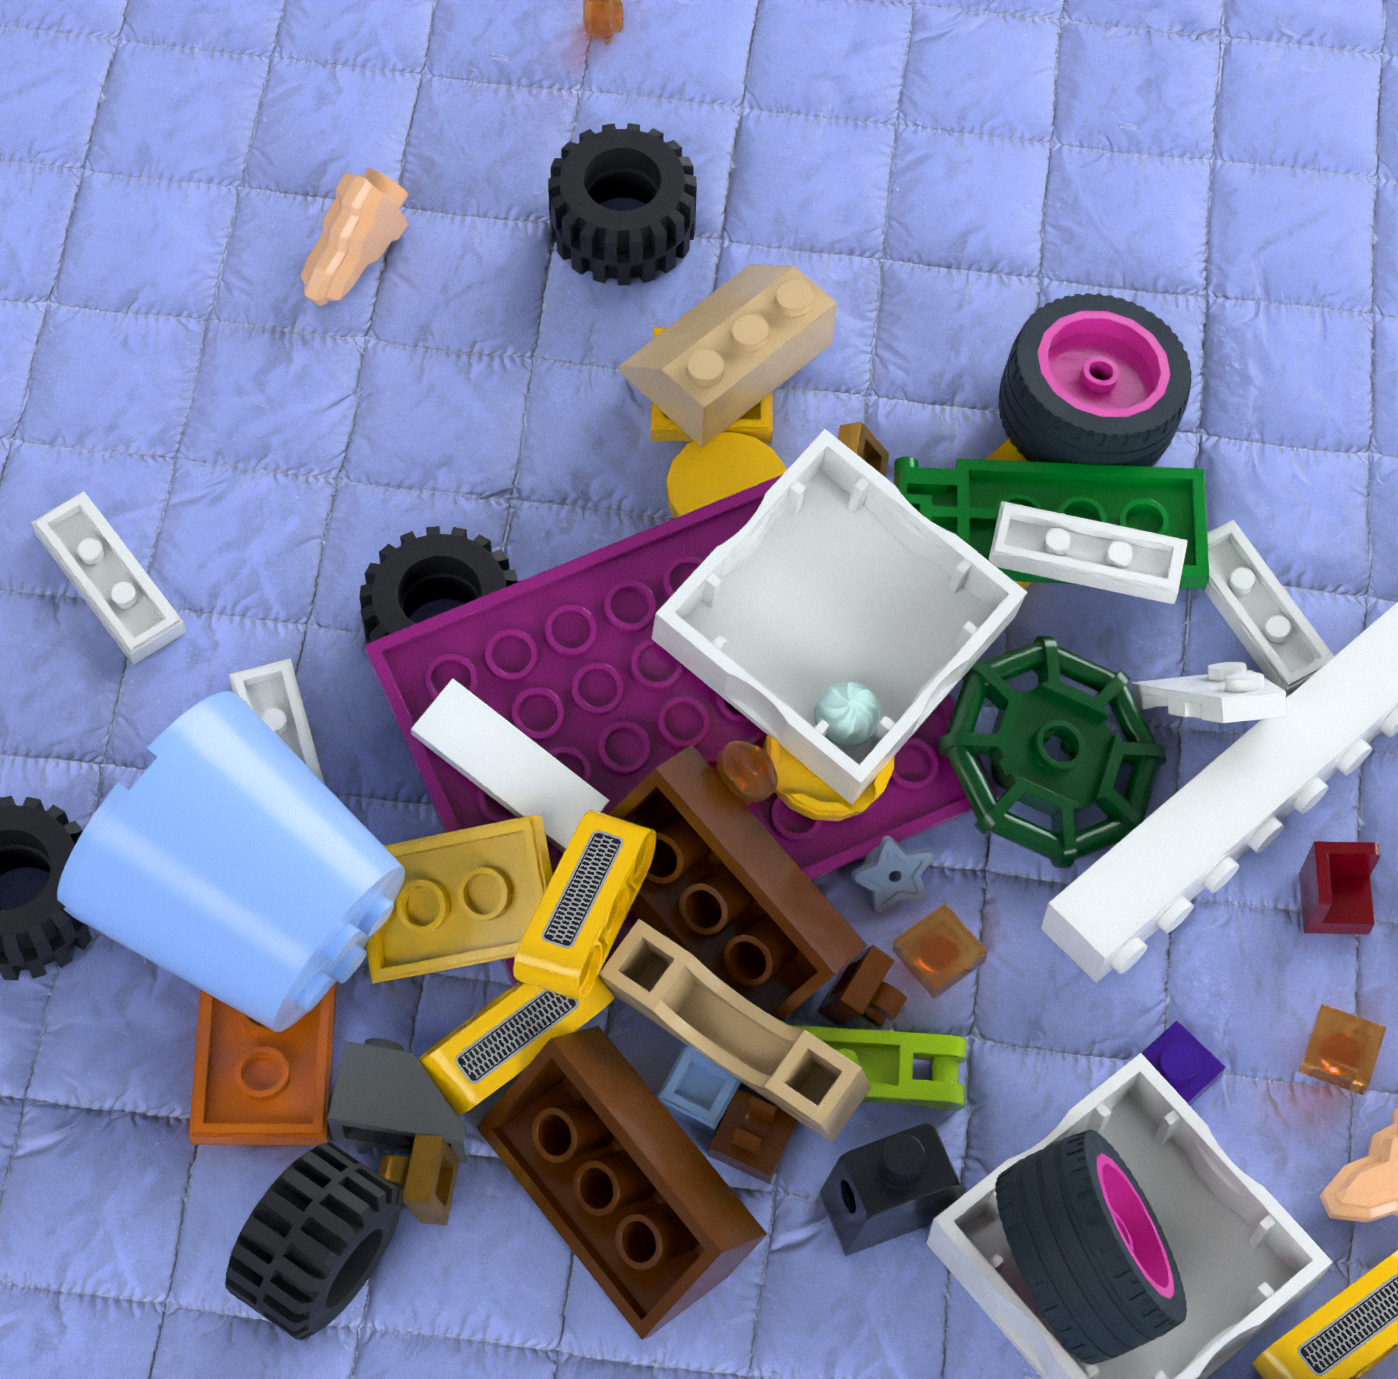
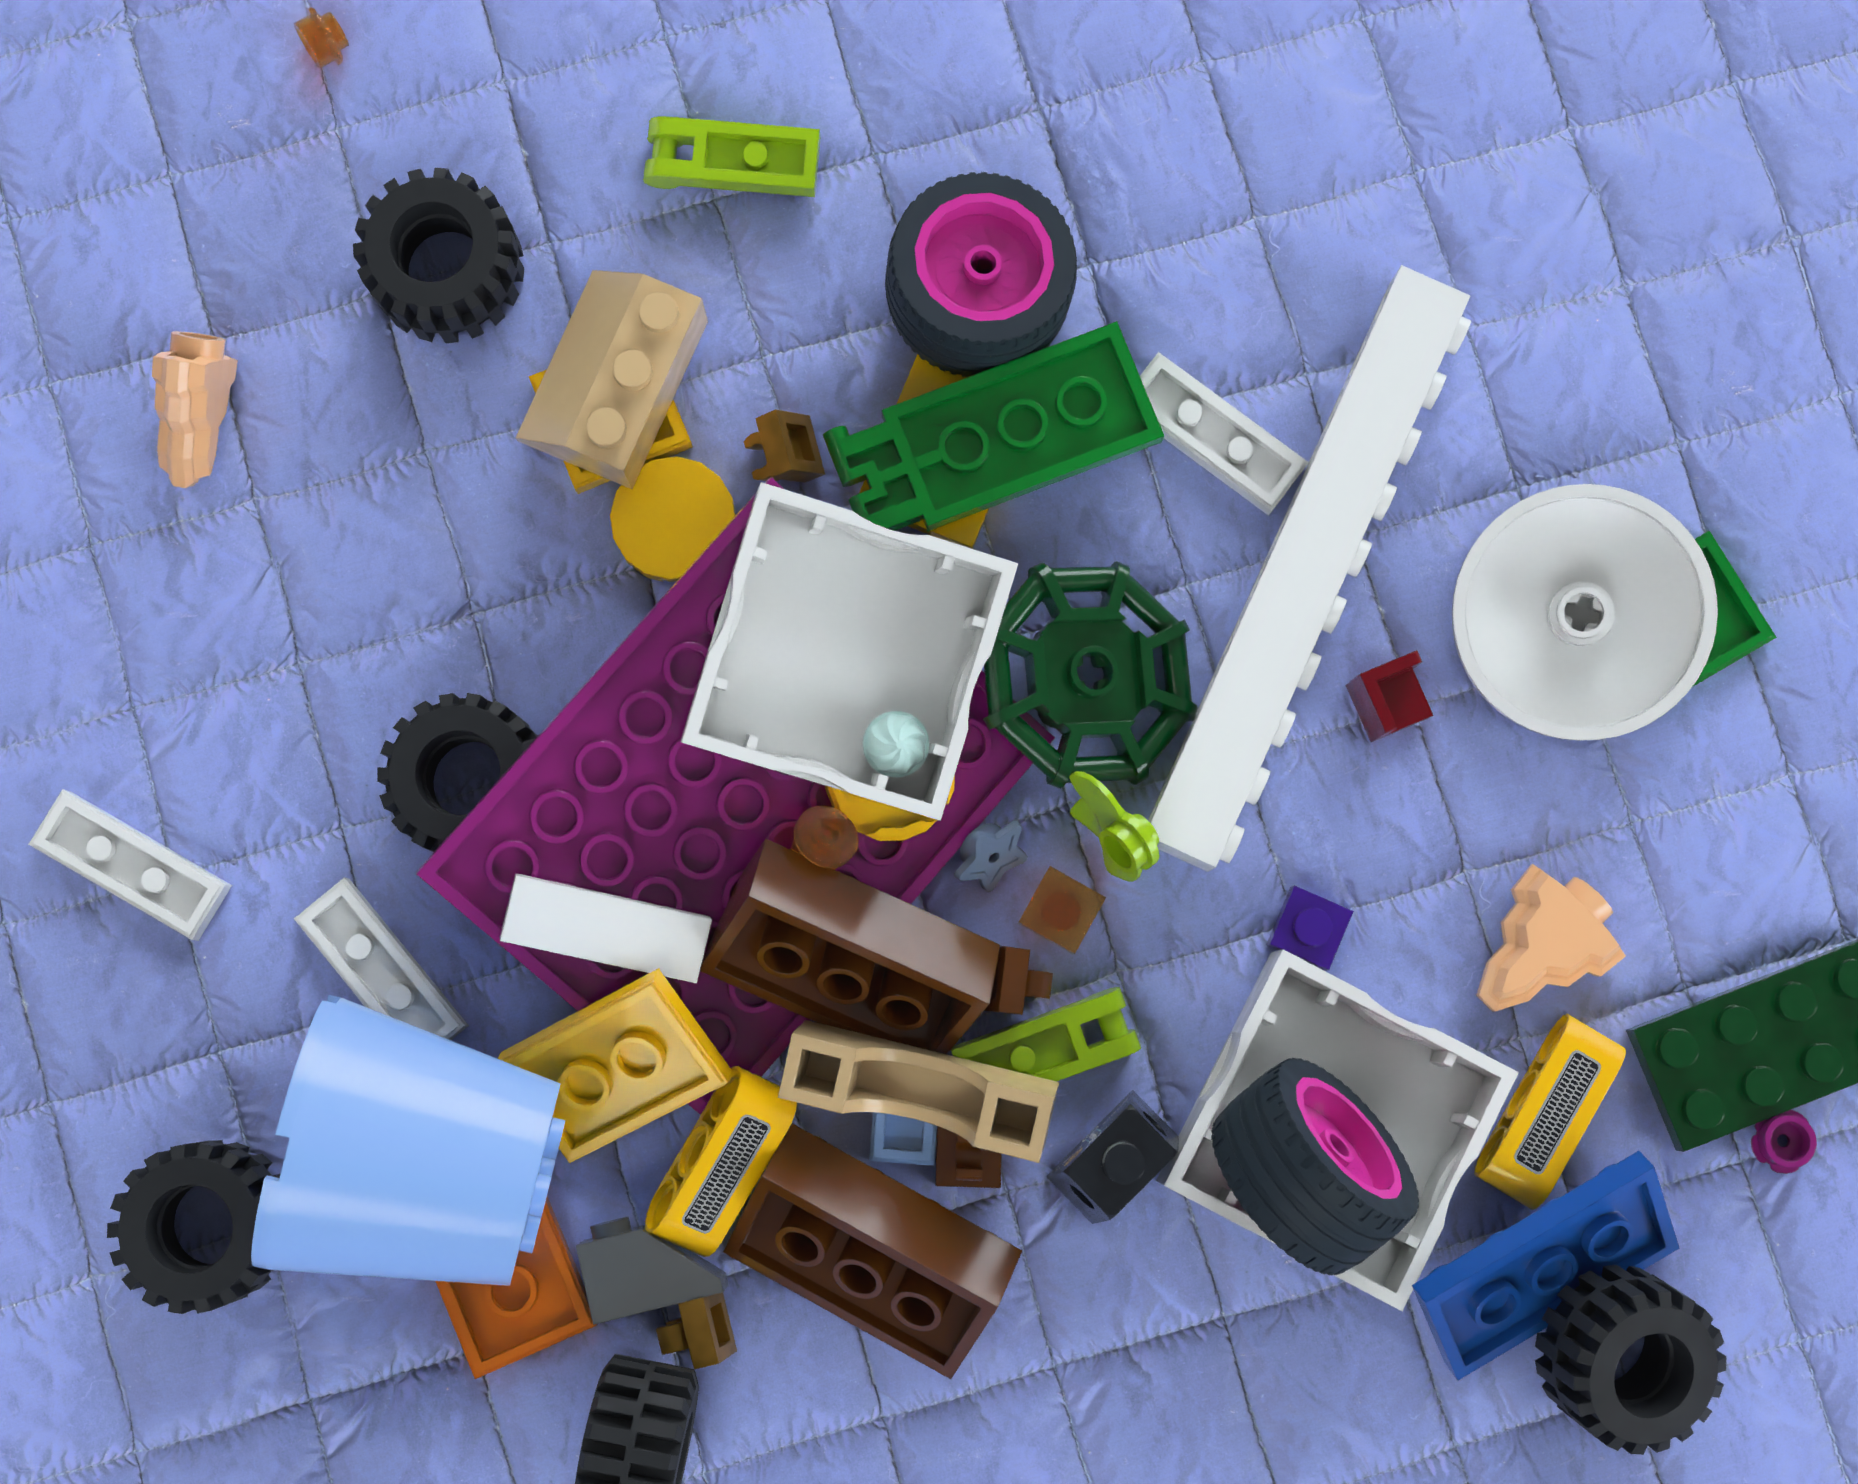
camera: 25 degrees left, 20 degrees up
(584, 905) = (739, 1046): yellow beam -> none
(913, 227) = (733, 156): none -> lime plate
(1022, 888) = (1126, 839): none -> lime plate
(1088, 552) = (1044, 462): white tile -> none
(1221, 696) = (1216, 554): white wing -> none
(1342, 1049) = (1448, 849): clear orange plate -> none

